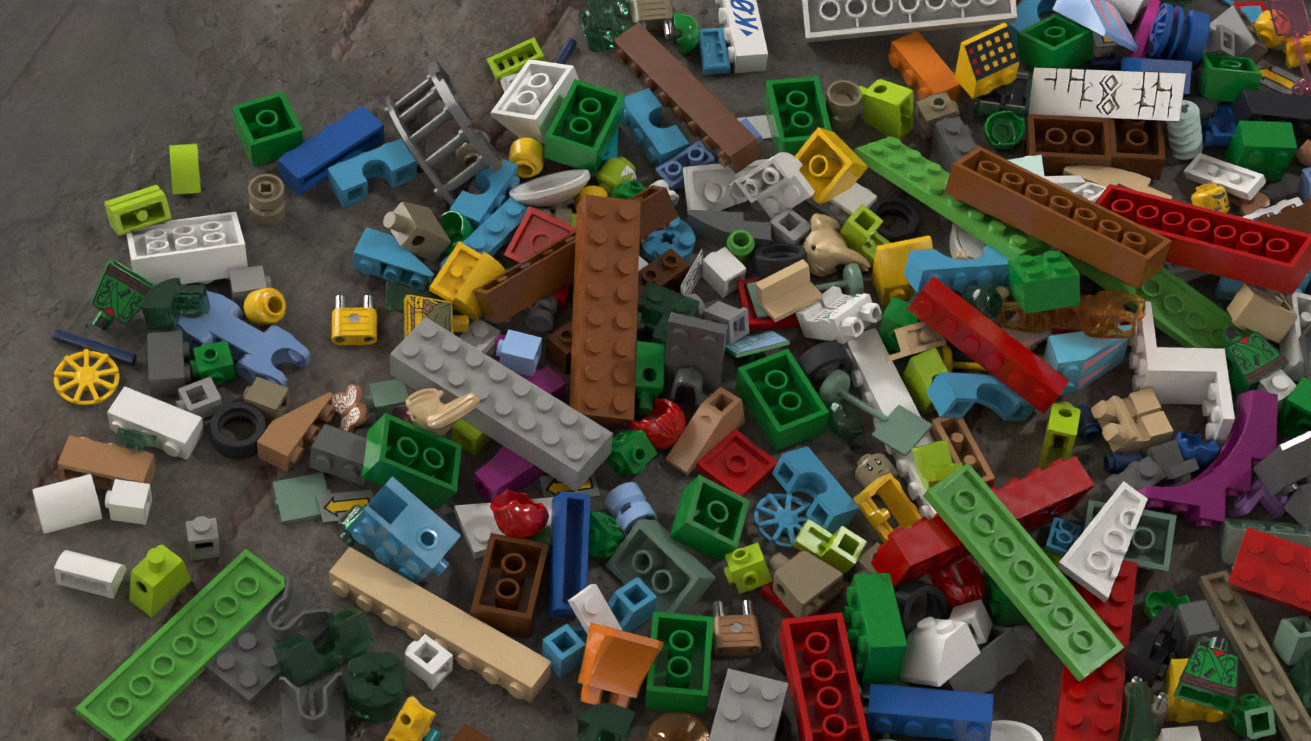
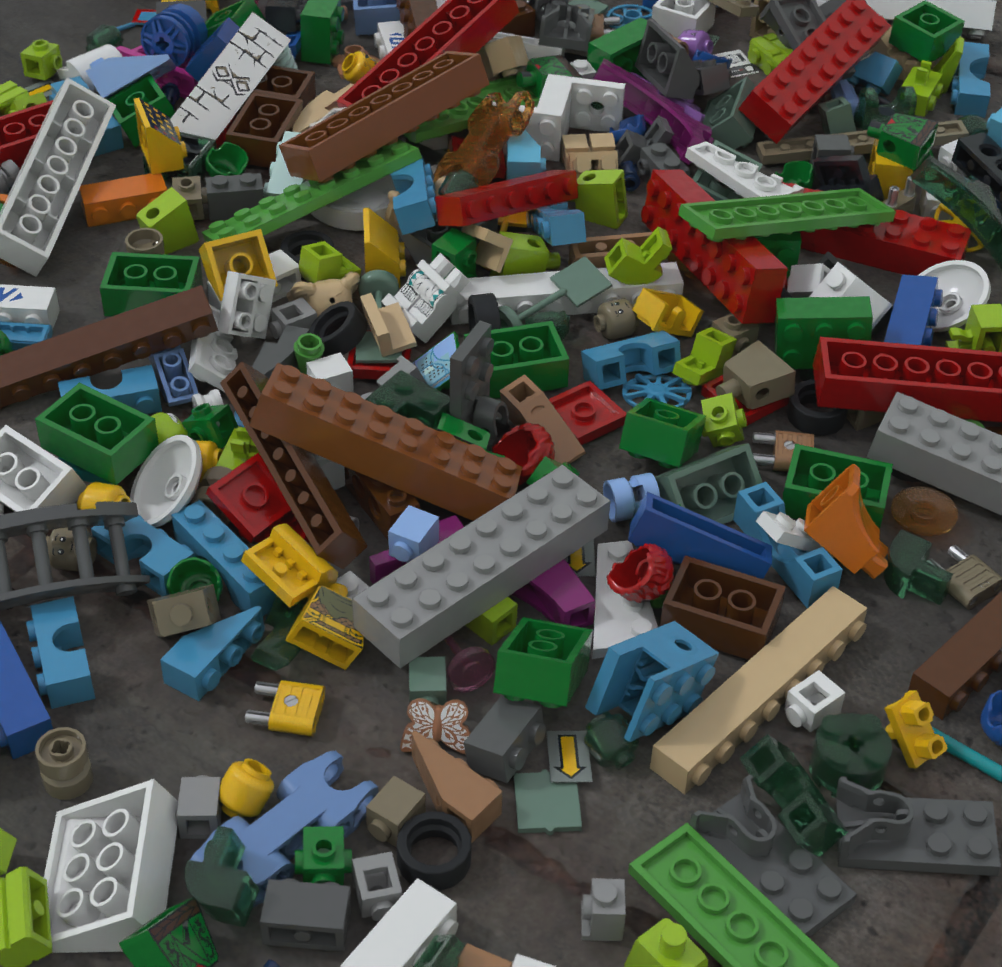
camera: 75 degrees left, 10 degrees down
(432, 415) = (496, 612): tan hair -> none
(1043, 282) = (457, 140): green brick -> none
(1233, 178) = (331, 58): white plate -> none

